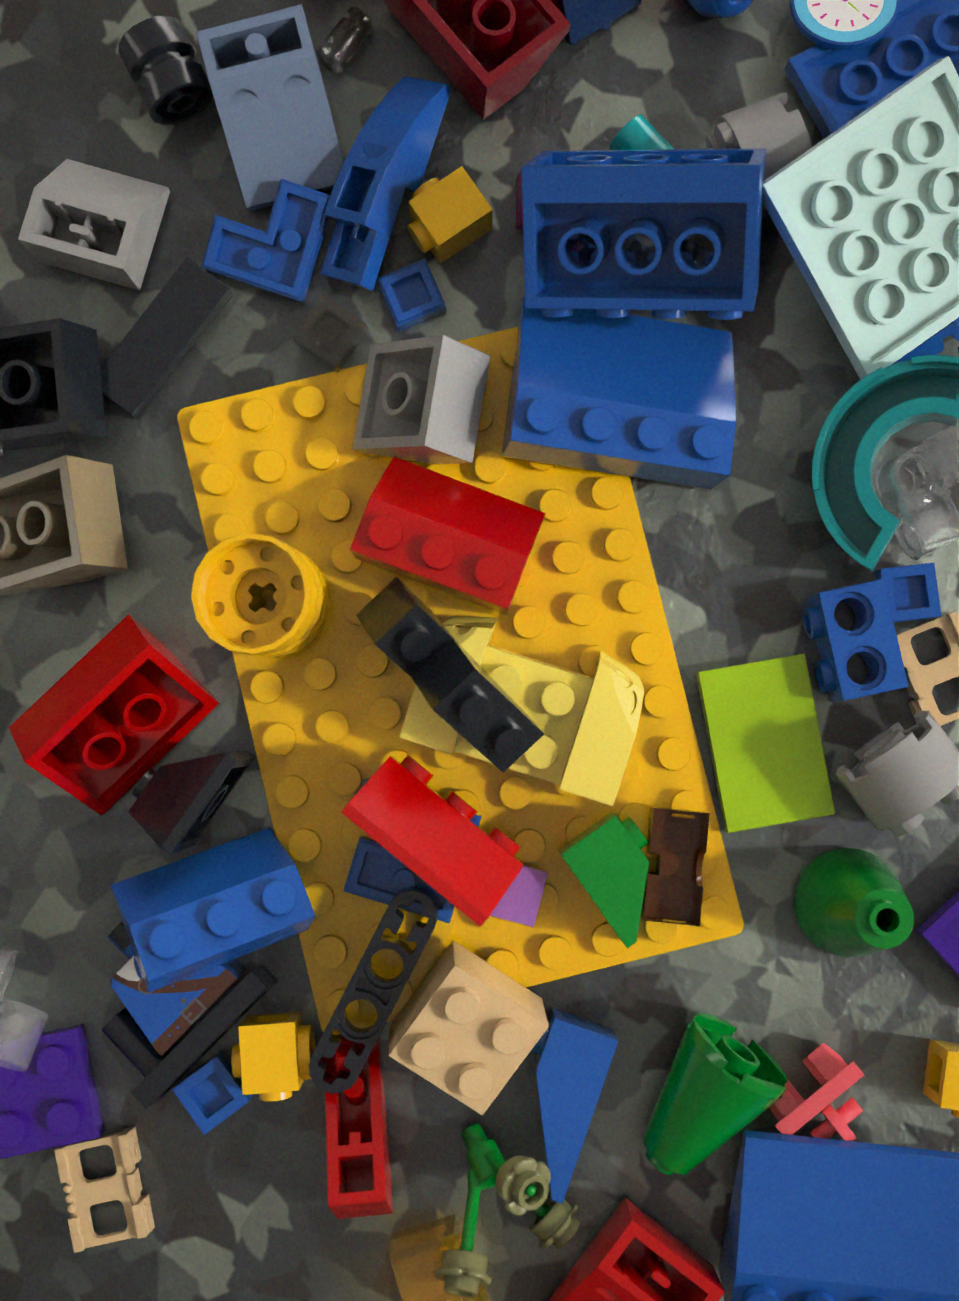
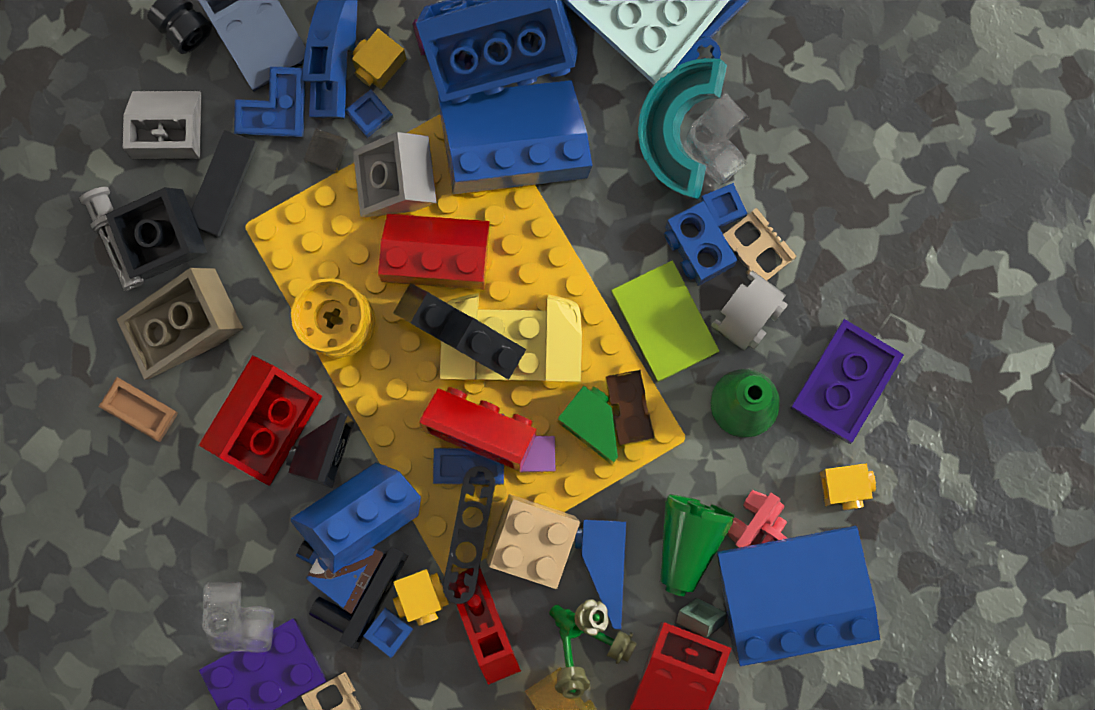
camera: 20 degrees left, 5 degrees down
(689, 1217) = (701, 618): none -> sand green plate

